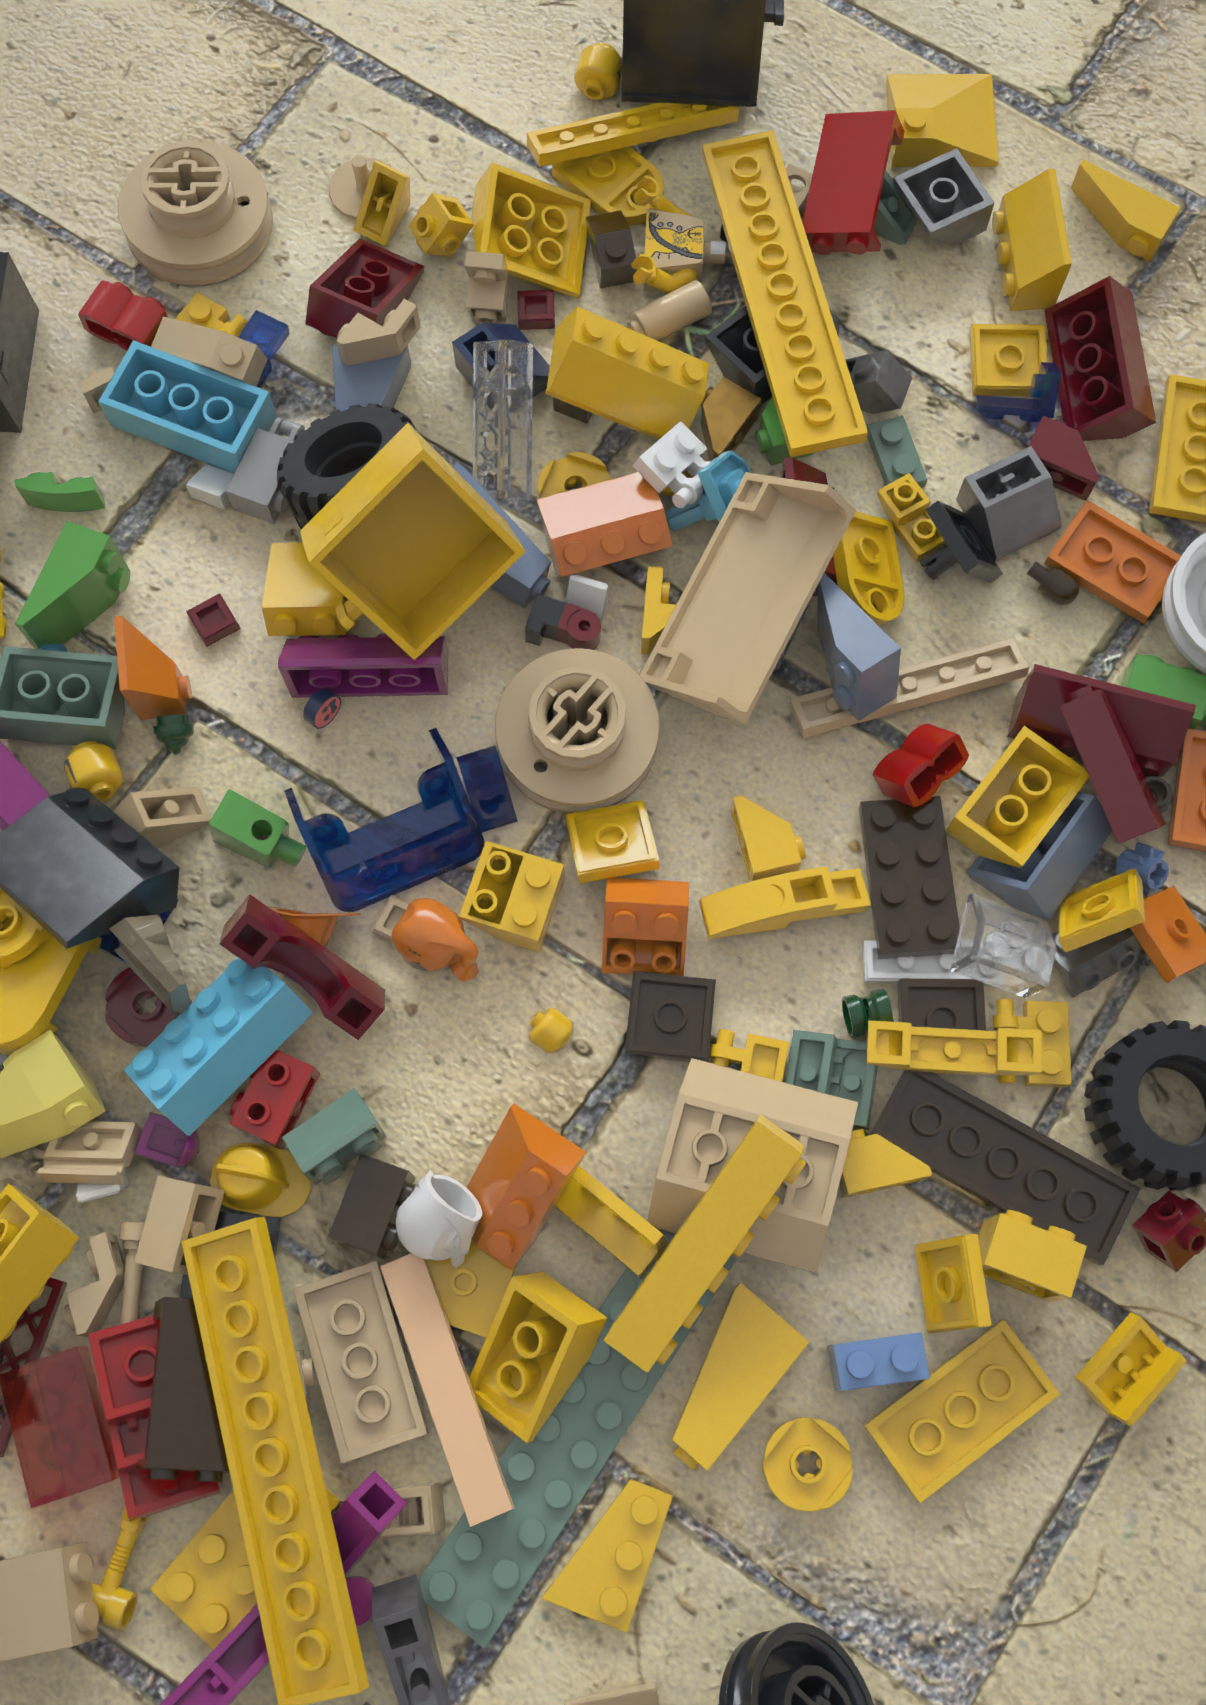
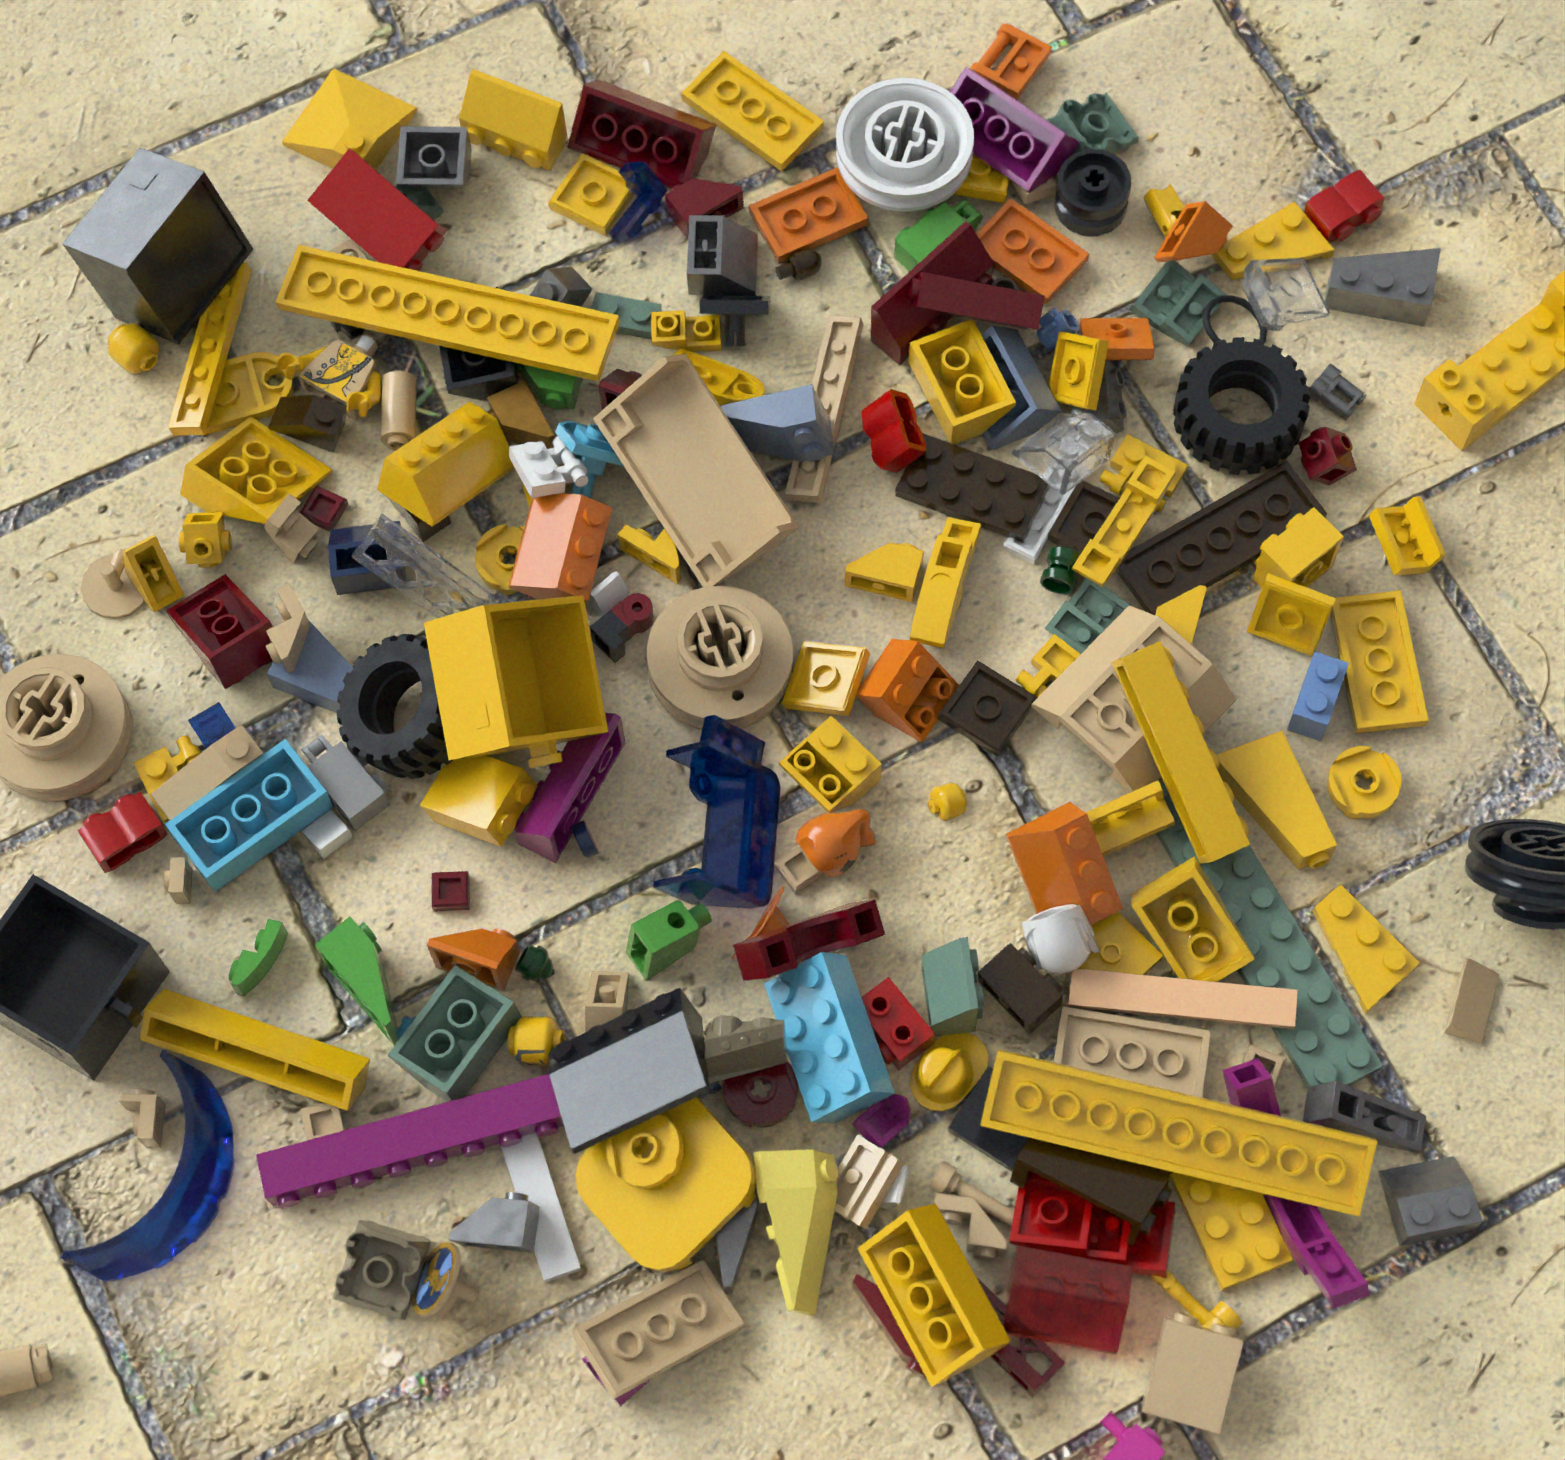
camera: 60 degrees left, 5 degrees down
(174, 1215) = (957, 1136): tan brick -> none
(1127, 212) = (524, 44): yellow slope -> none

